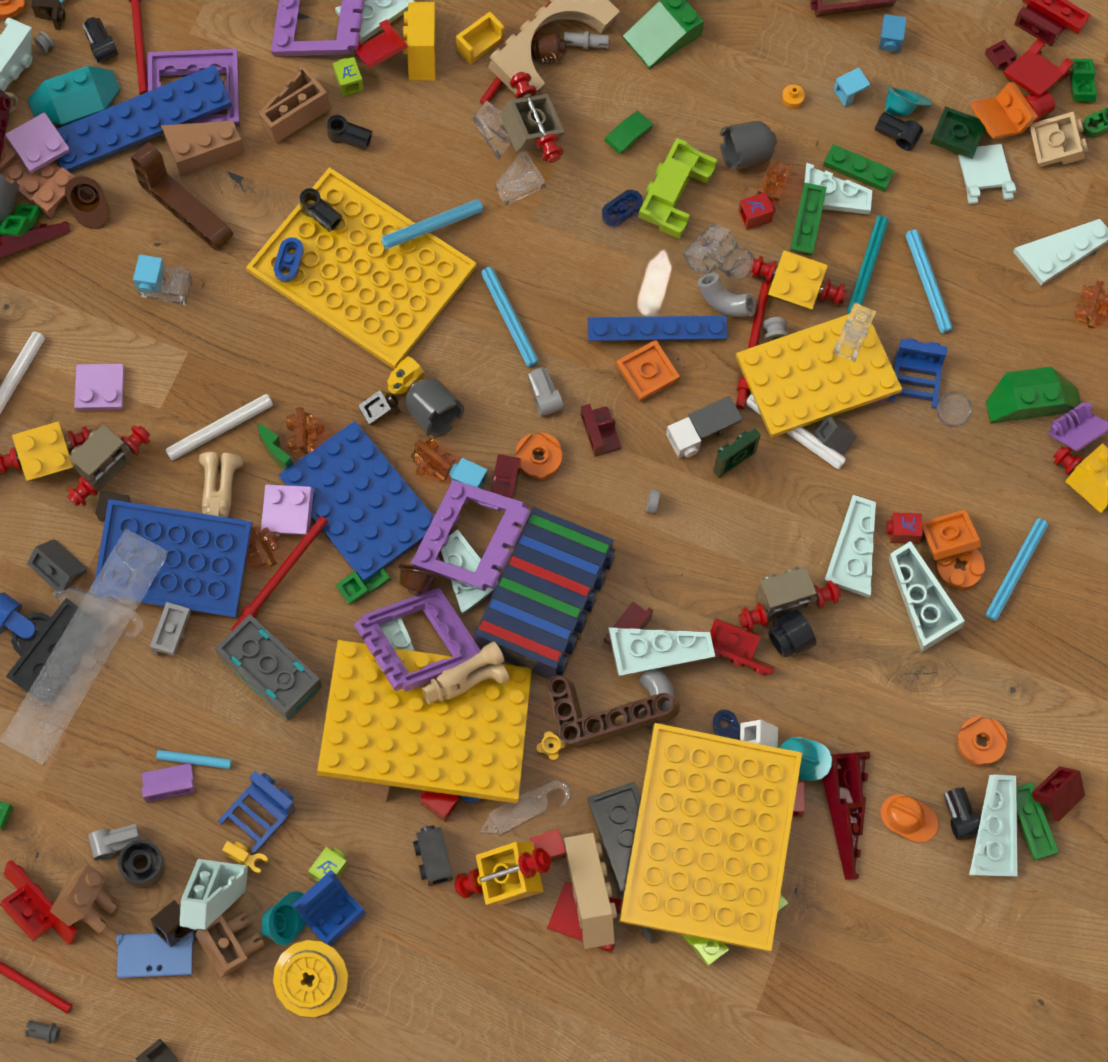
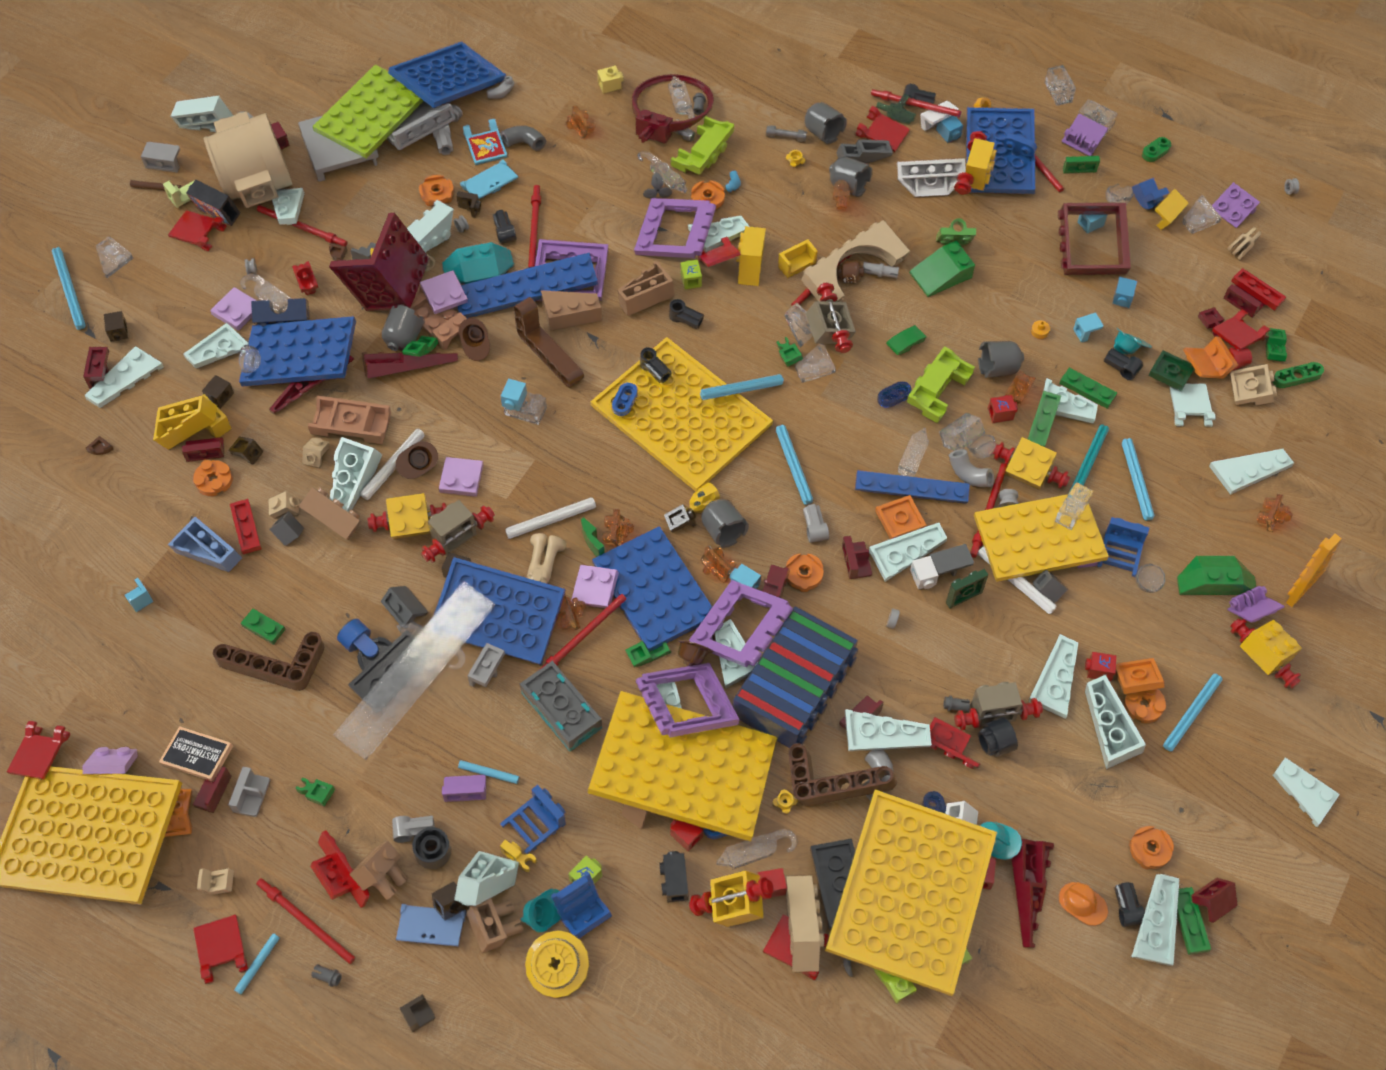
camera: 10 degrees right, 10 degrees down
(41, 375) = (416, 460): none -> reddish brown piece
(466, 675) = (713, 733): tan piece -> none
(485, 169) = (789, 353): none -> green plate
(651, 415) = (899, 552): none -> light aqua wing
(739, 598) = (956, 704): none -> dark grey pin

